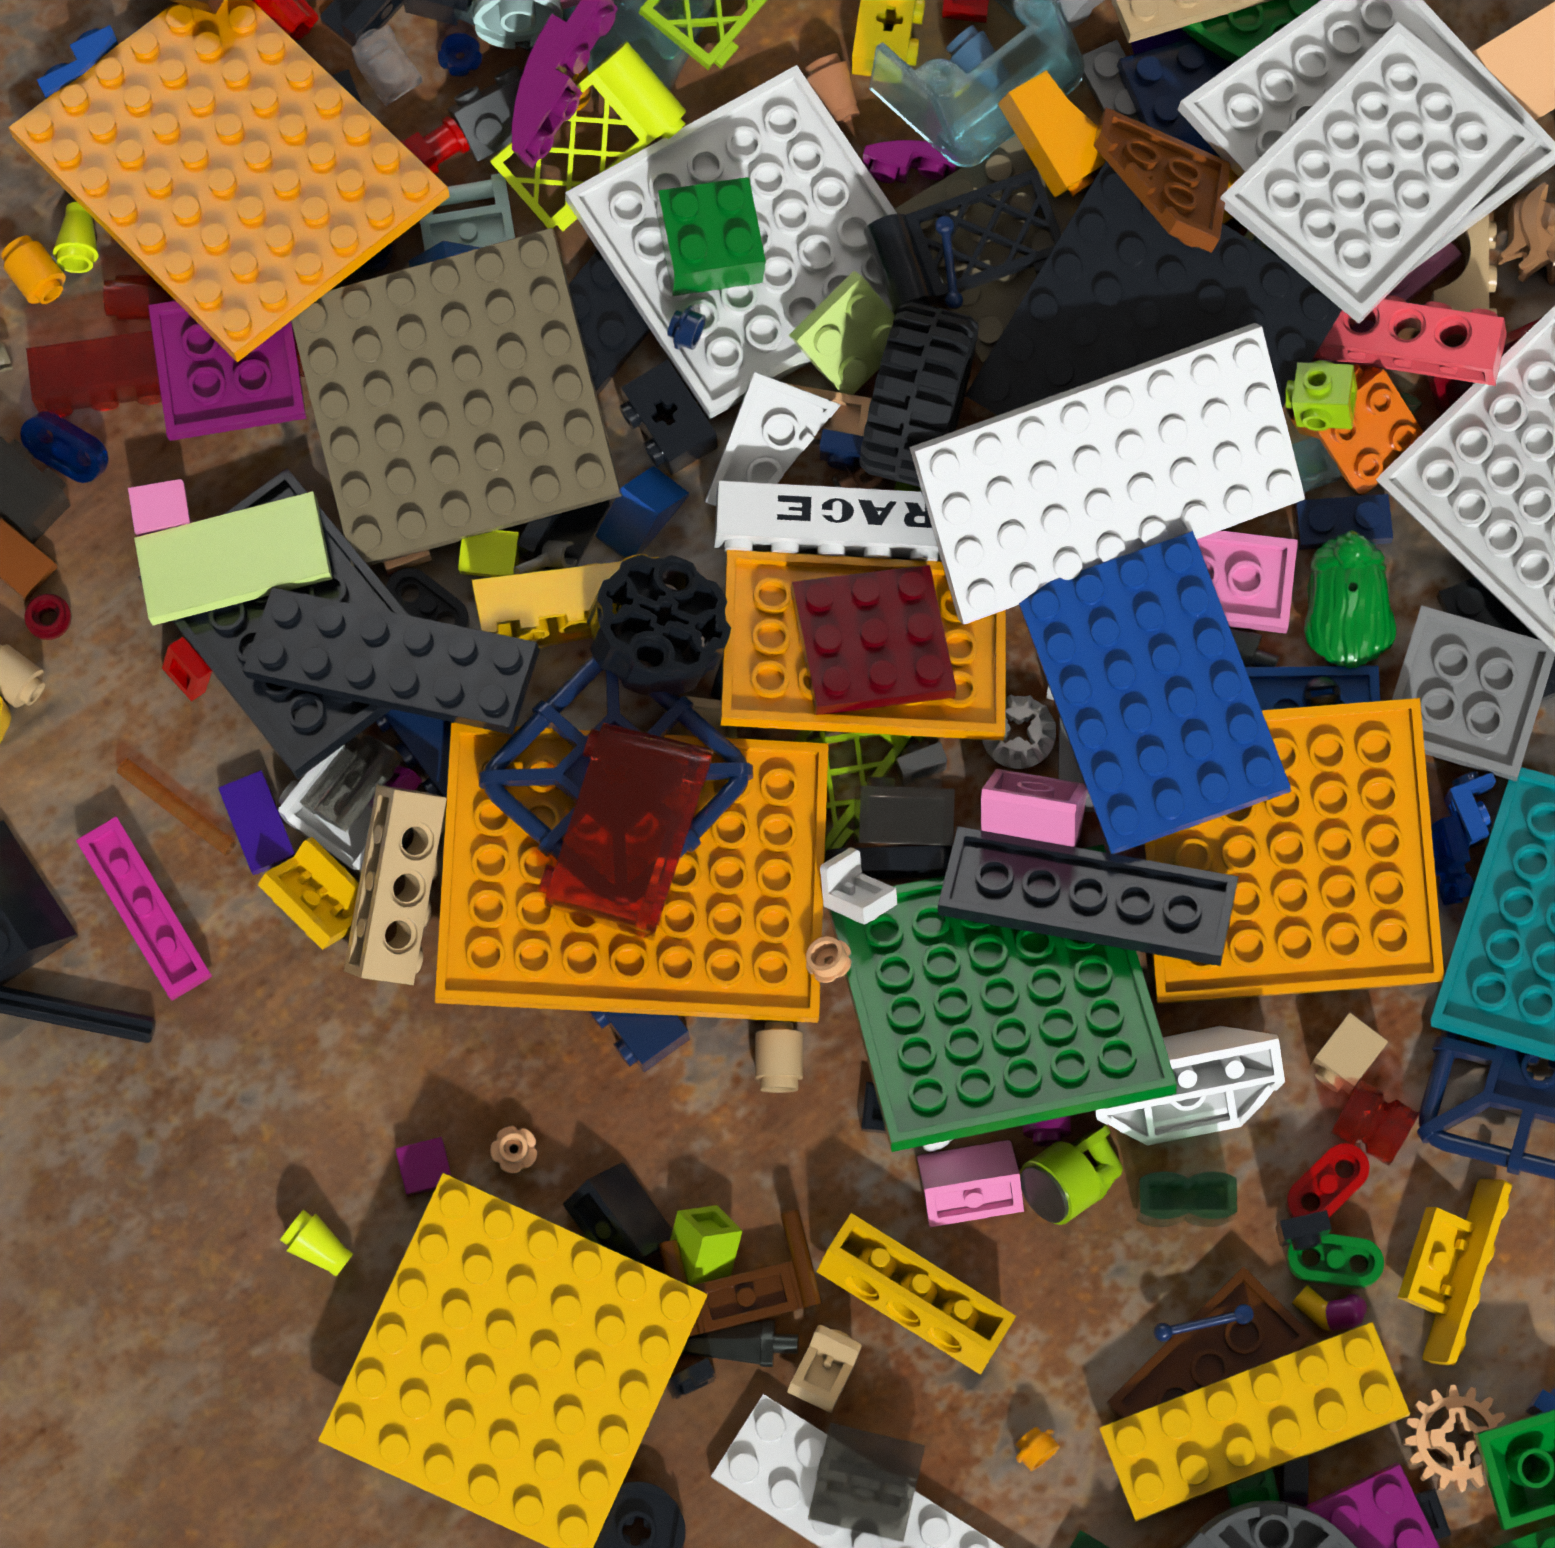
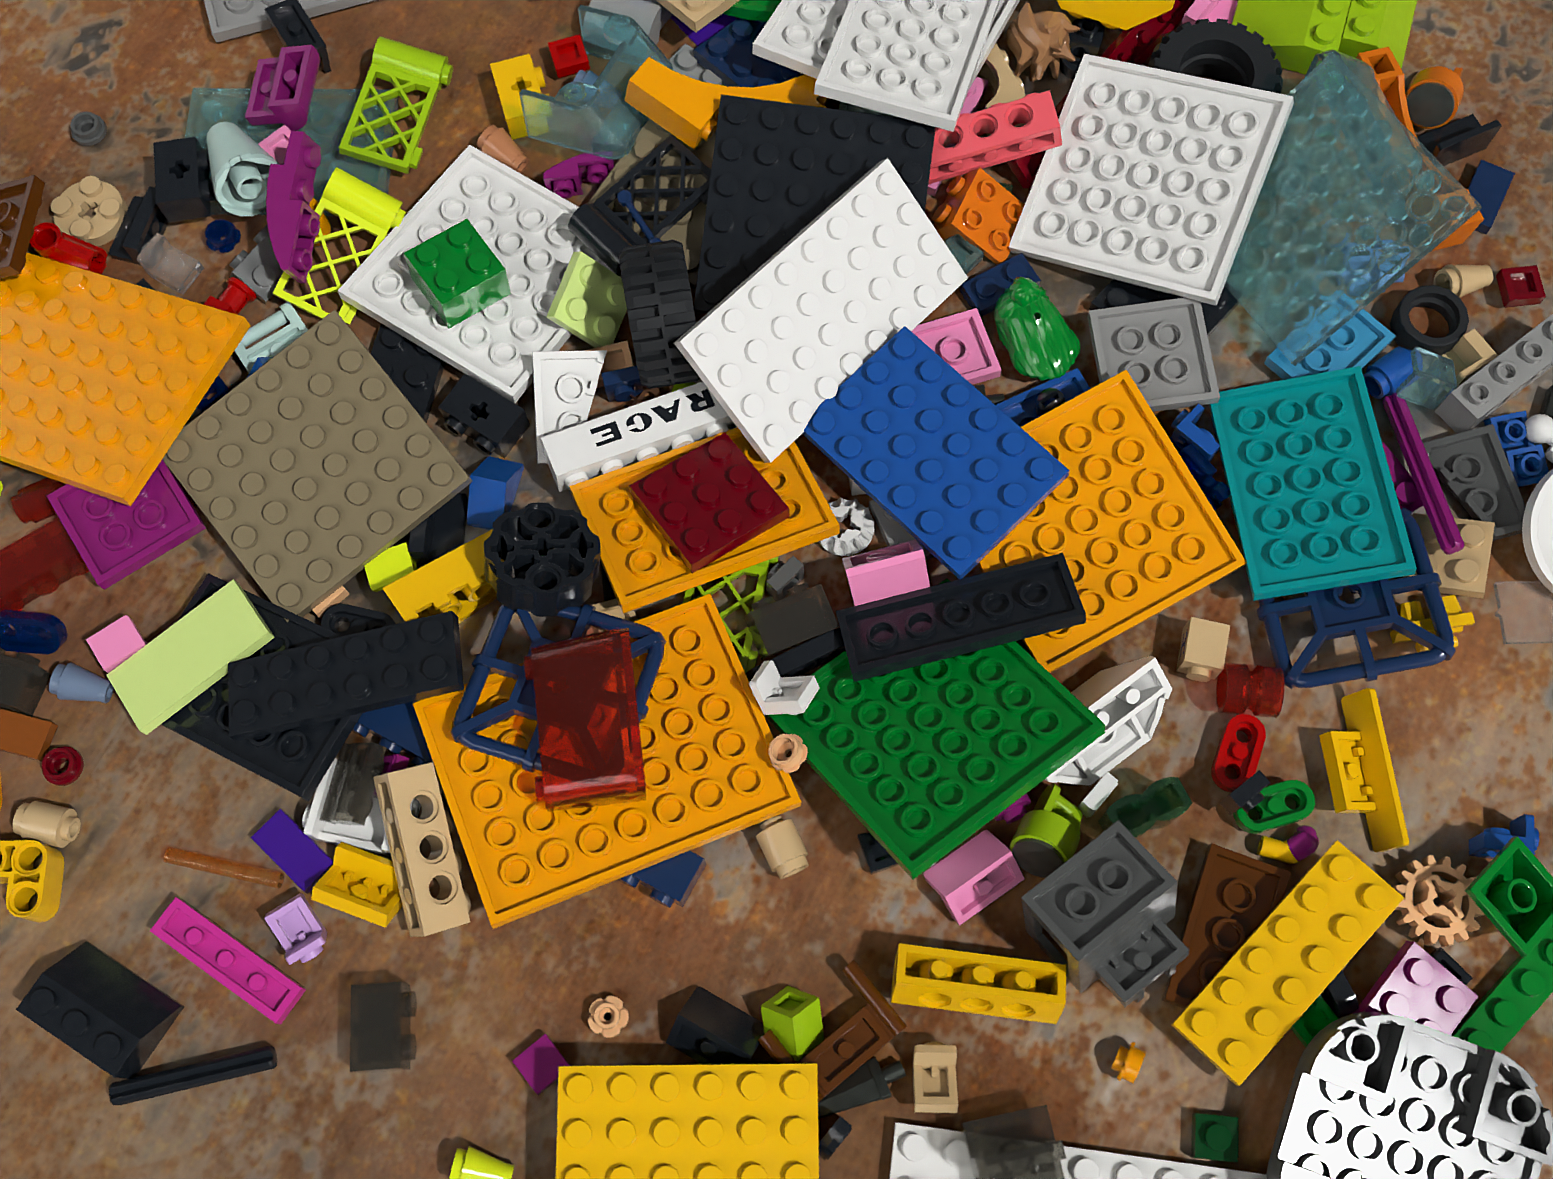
camera: 25 degrees left, 5 degrees down
(100, 533) = (79, 684): none -> sand blue cone
(186, 669) = (188, 756): red plate -> none
(229, 909) = (297, 929): none -> lavender bracket
(276, 1052) = (382, 1027): none -> clear smoke brick
(551, 556) = (438, 548): light grey hand -> none
(686, 328) = (468, 343): dark blue plate -> none
(1083, 1286) = (1108, 916): none -> dark grey piece
(1147, 1159) = (1098, 795): none -> white tile
(1168, 176) = (772, 89): dark orange plate -> none
(1243, 1315) = (1230, 881): dark blue hinge -> none
(1323, 395) = (950, 195): lime brick -> none

